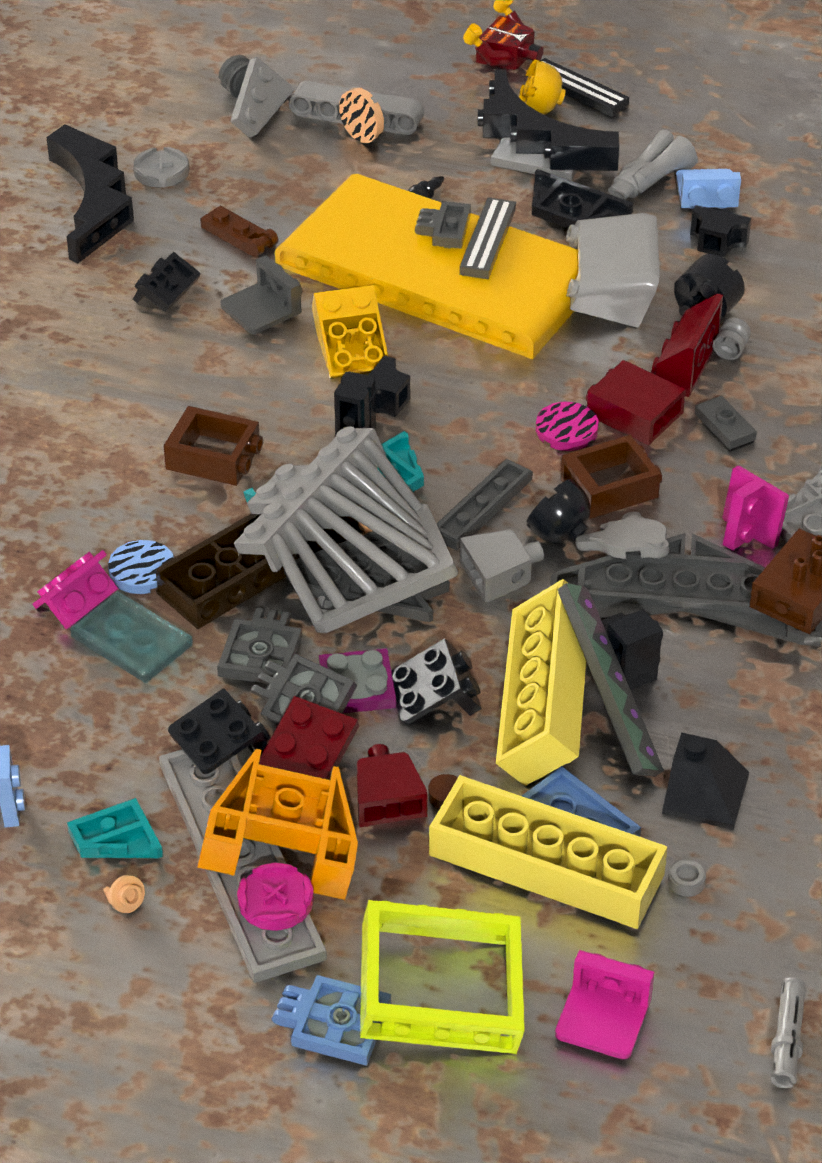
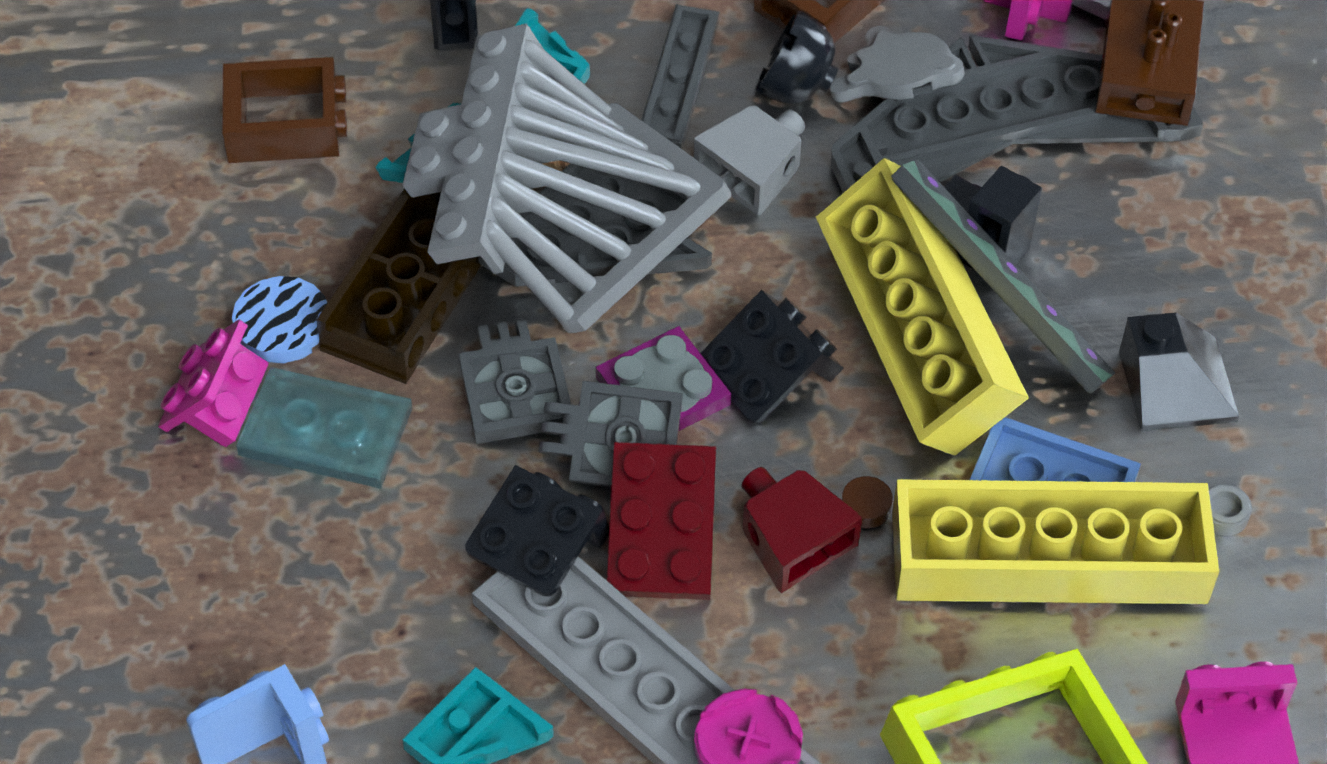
camera: 25 degrees left, 10 degrees up
(288, 813) = (705, 616): light orange wedge -> none

